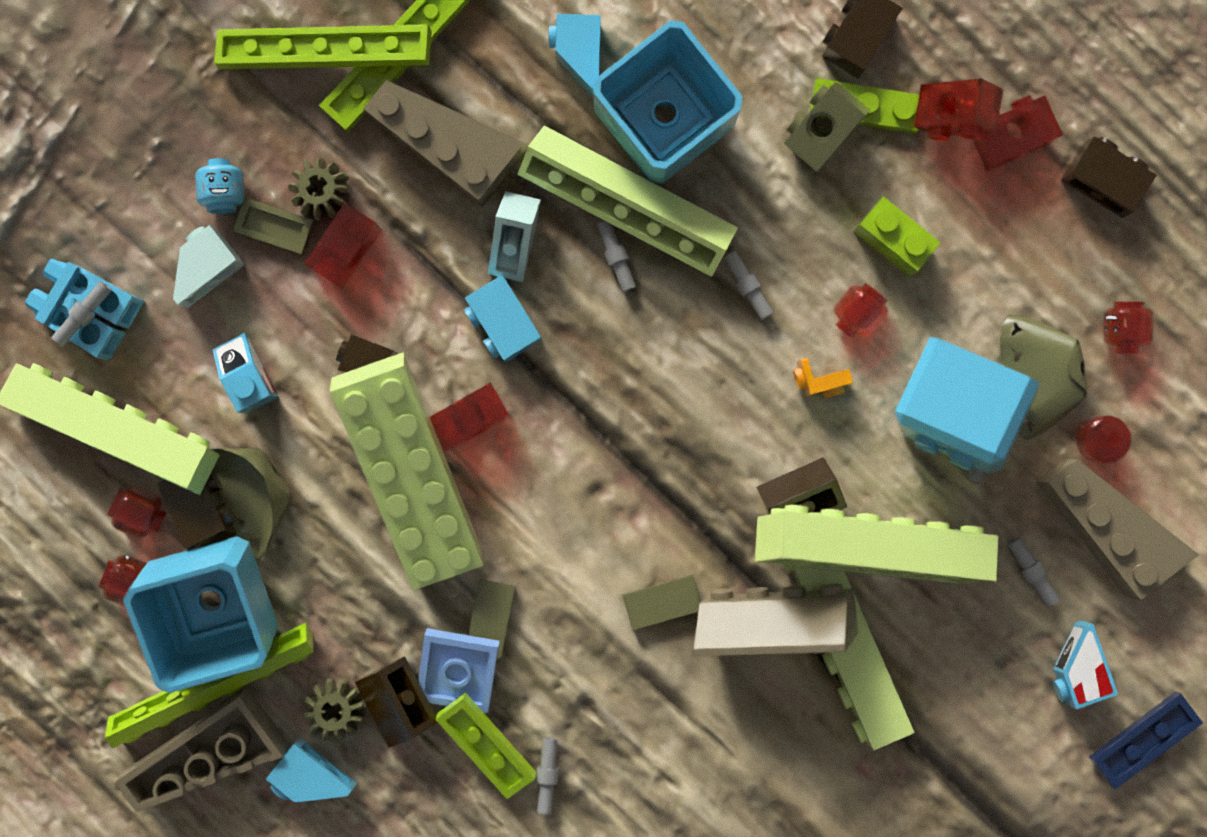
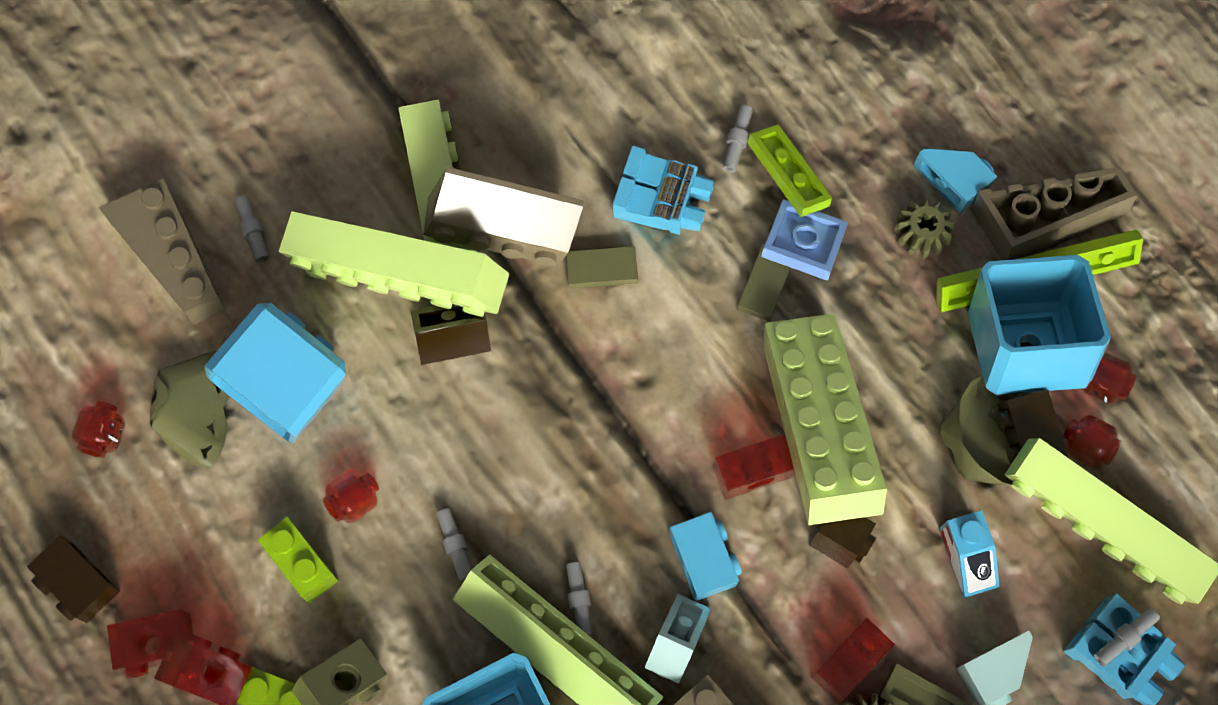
camera: 175 degrees left, 15 degrees down
(396, 702) = (866, 221): dark brown brick -> none
(605, 699) = (660, 192): none -> medium azure hips
(829, 385) = (400, 432): light orange bracket -> none
(1083, 669) = (232, 135): slope -> none
(1097, 430) = (153, 329): clear red head -> none
(1145, 740) = (192, 68): dark blue plate -> none

